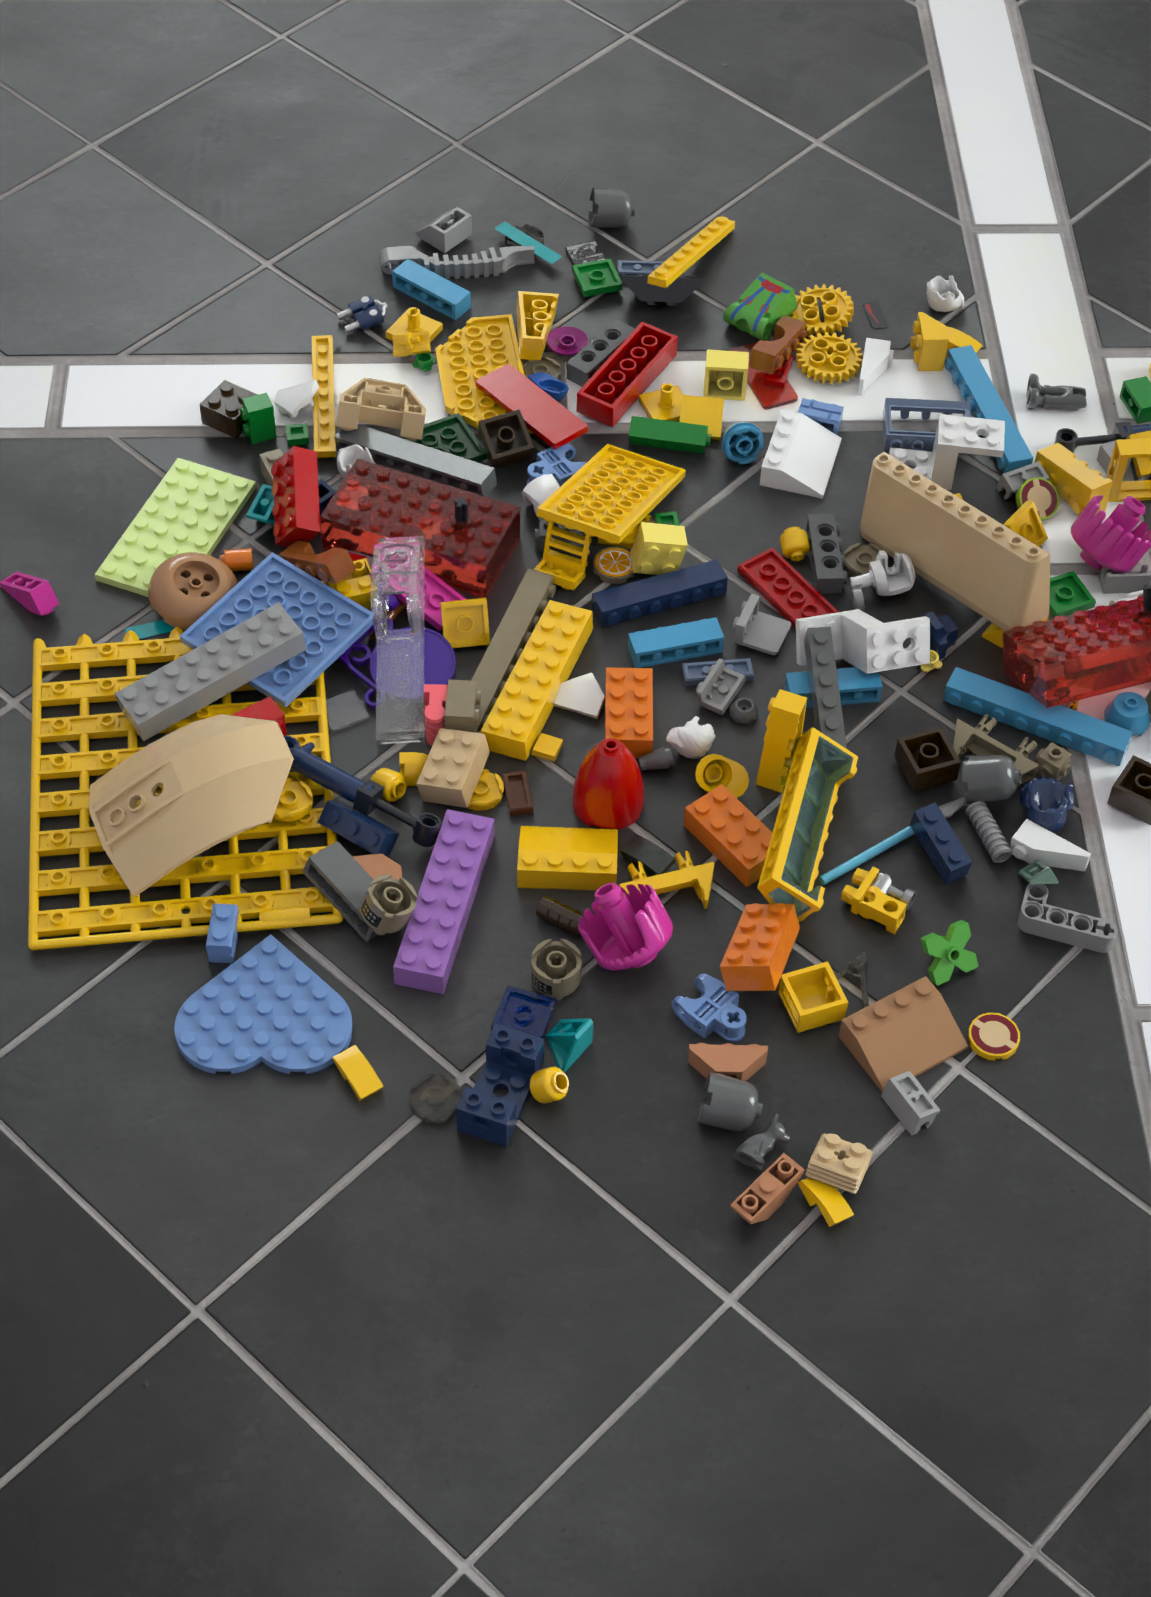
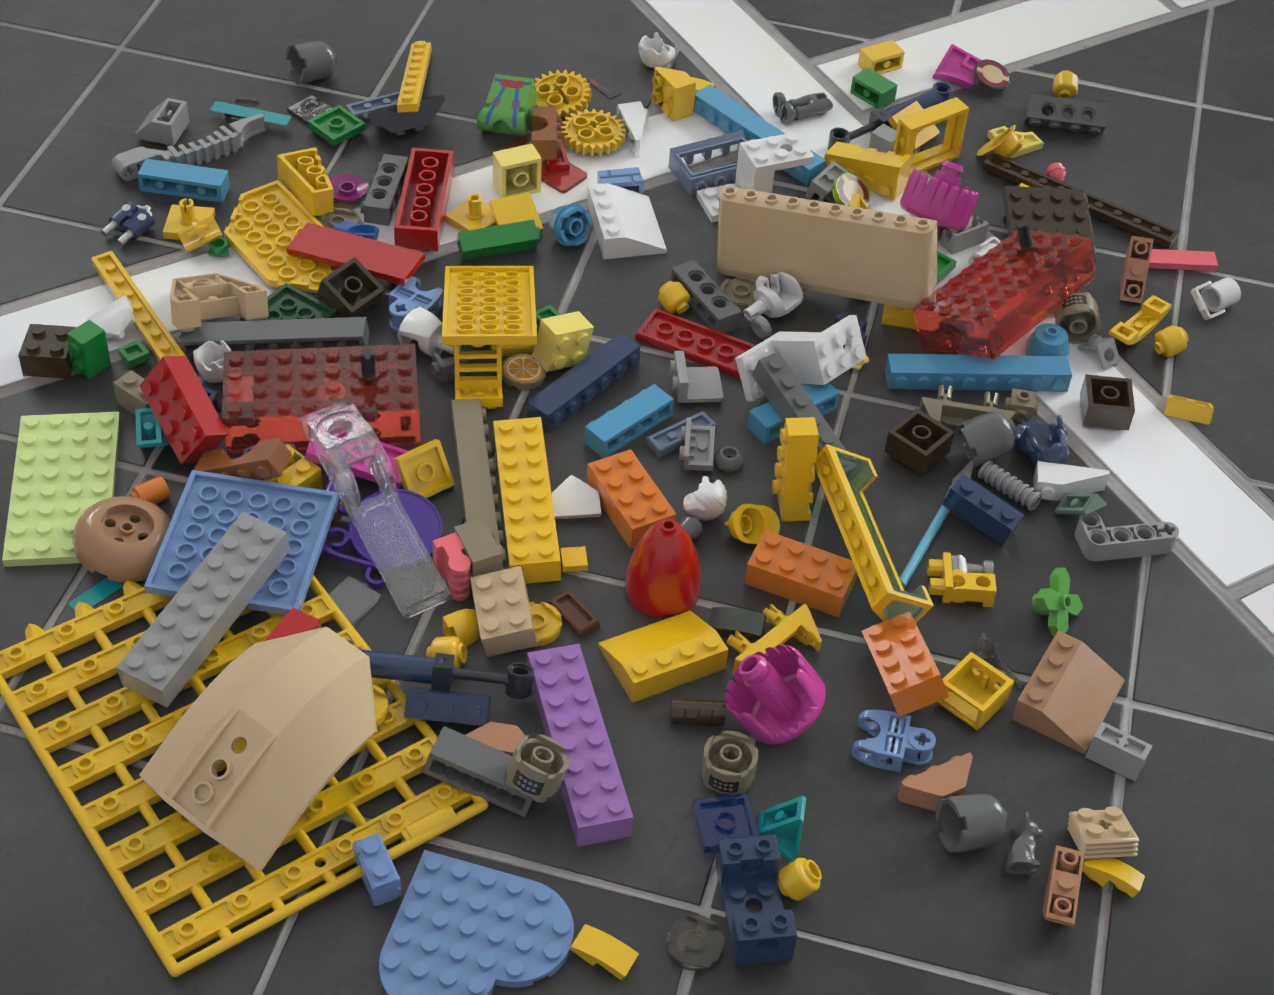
camera: 30 degrees left, 5 degrees down
(994, 1036) = (1139, 662): tile -> none

